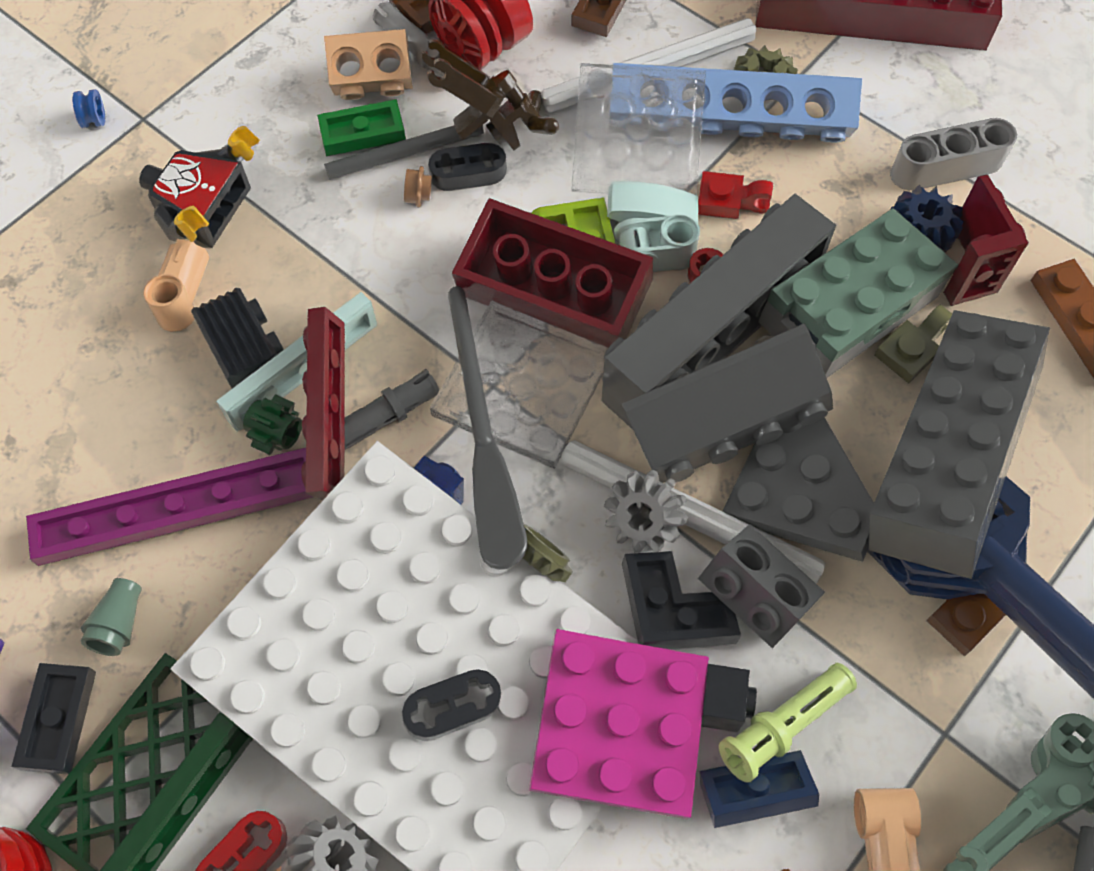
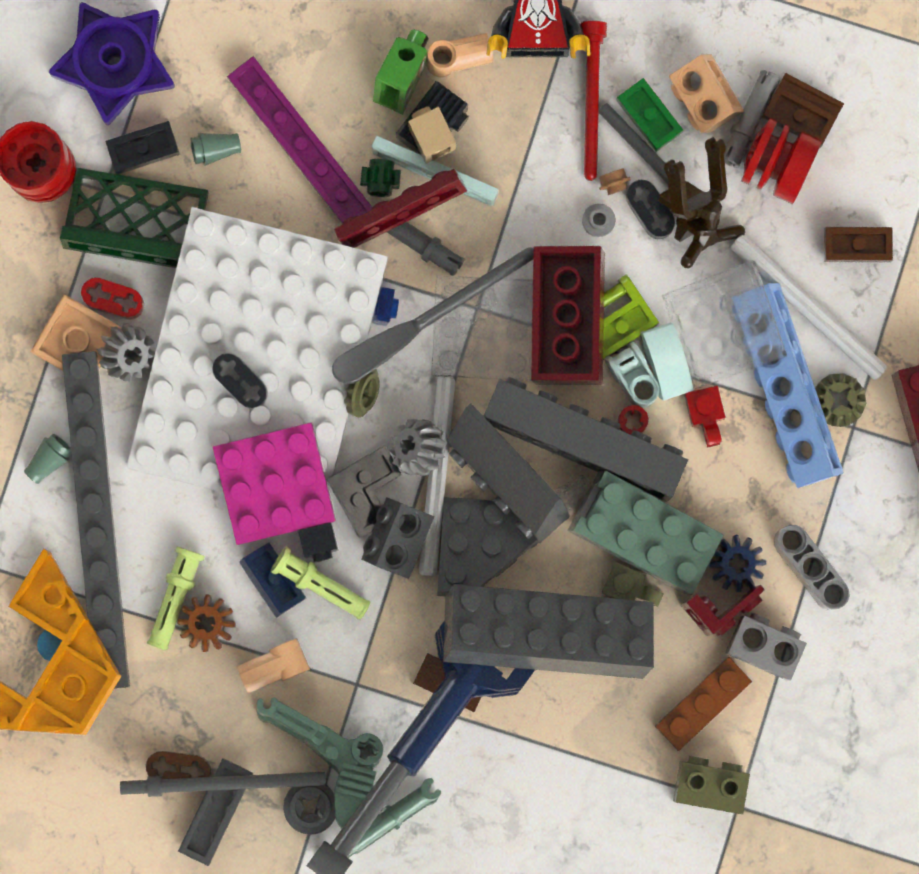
camera: 65 degrees right, 20 degrees up
(148, 331) = (401, 71): none -> bright green torso
(251, 327) = (431, 133): none -> tan brick
(321, 180) = (595, 32): none -> red piece
(456, 227) = (598, 230): none -> light grey plate
(1049, 221) = (763, 654): none -> light grey brick

